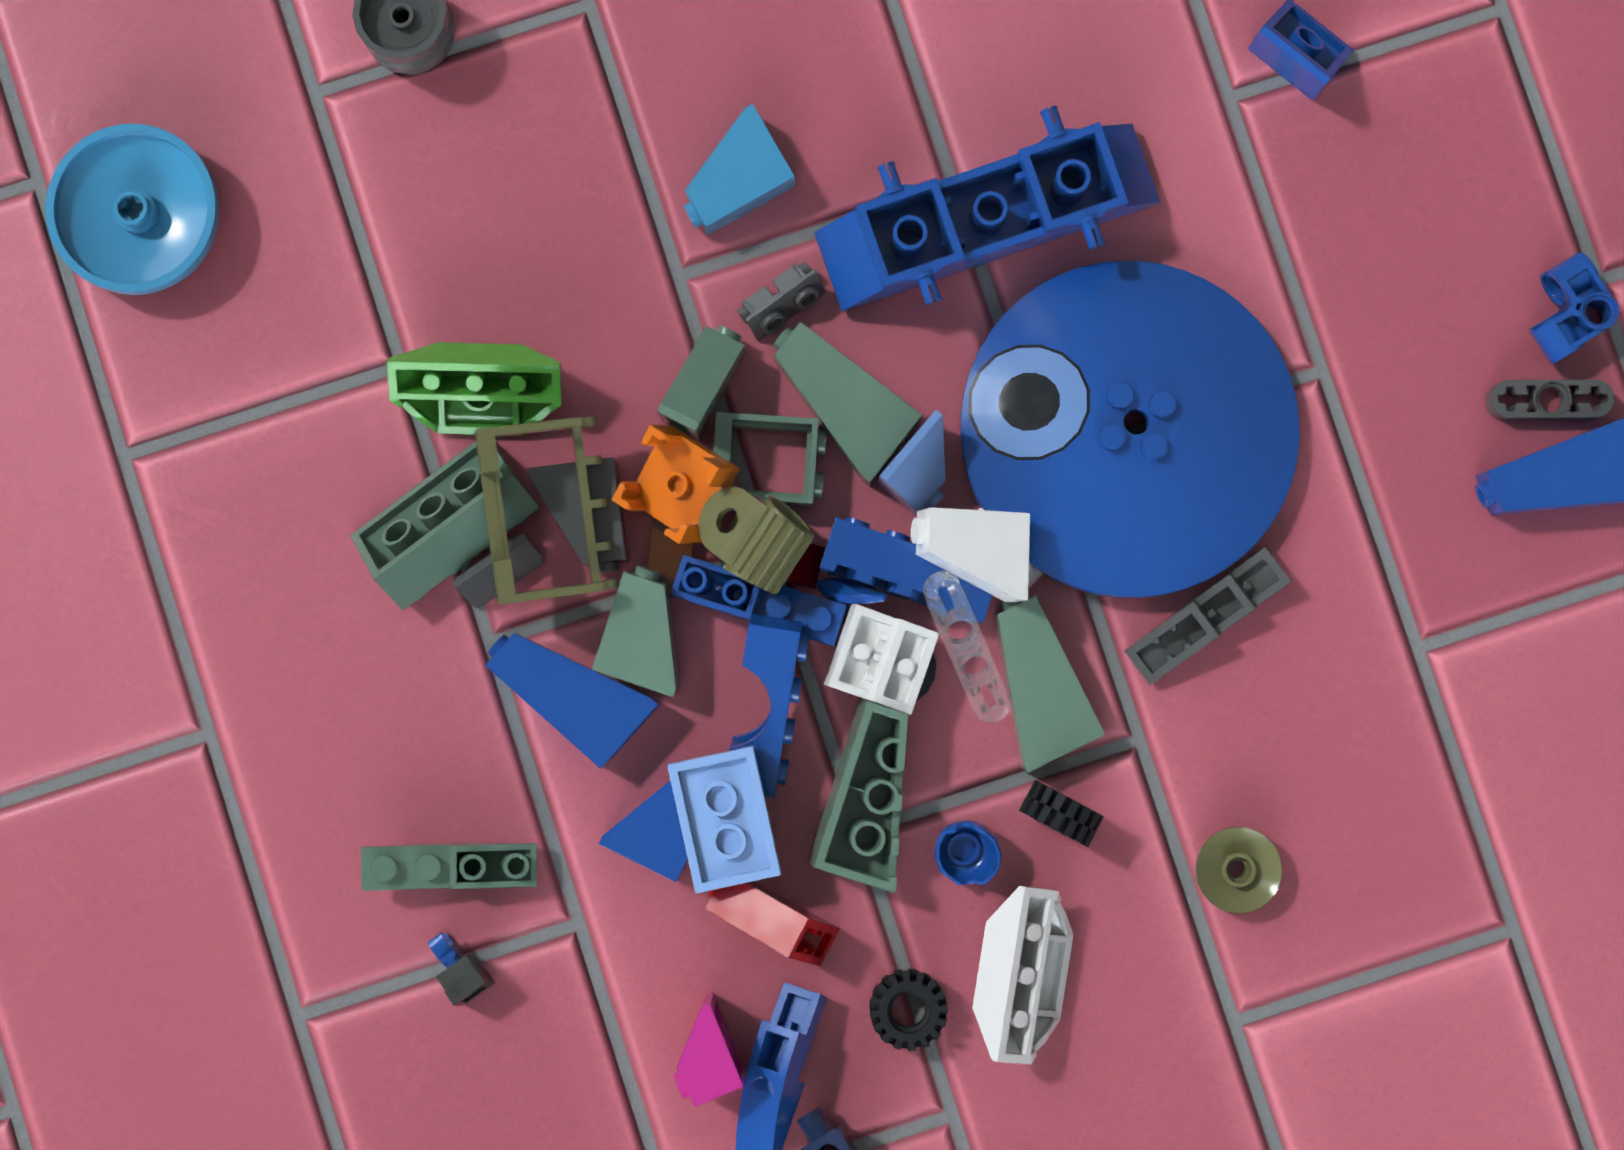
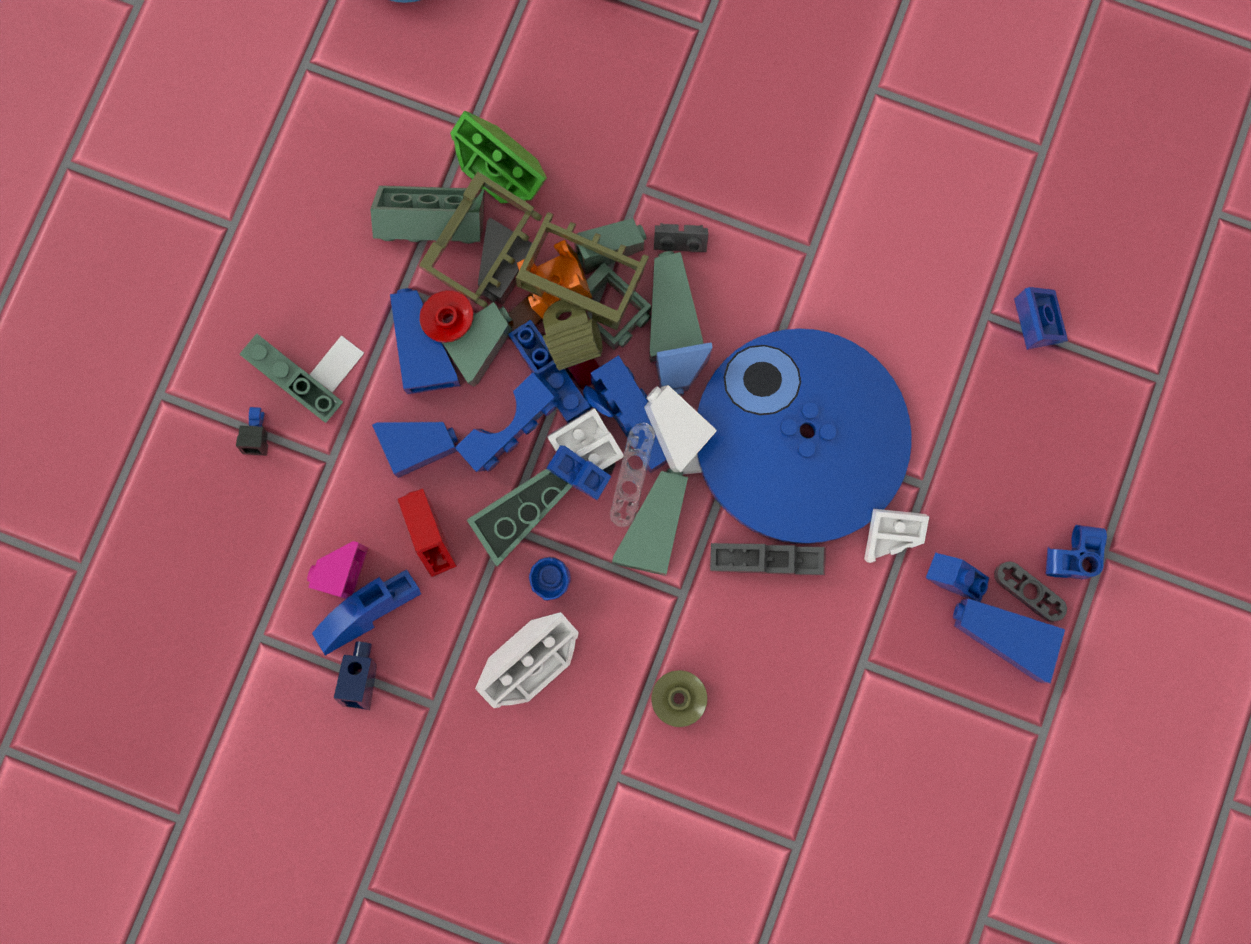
camera: 35 degrees right, 5 degrees down
(478, 581) = (450, 260): dark grey slope -> none
(485, 800) = (336, 364): none -> white sticker
(560, 633) = (439, 308): none -> red dish
(724, 819) = (442, 460): light blue plate -> none
(738, 175) = (708, 161): dark azure slope -> none
(768, 482) = (539, 285): none -> olive hinge
(903, 699) = (578, 472): none -> blue slope
(920, 1033) = (439, 633): black tyre -> none
(986, 213) = (822, 275): blue piece -> none
(1061, 813) = (612, 595): black tyre -> none
(1334, 459) = (894, 532): none -> white wing
(1452, 453) = (957, 577): none -> blue slope

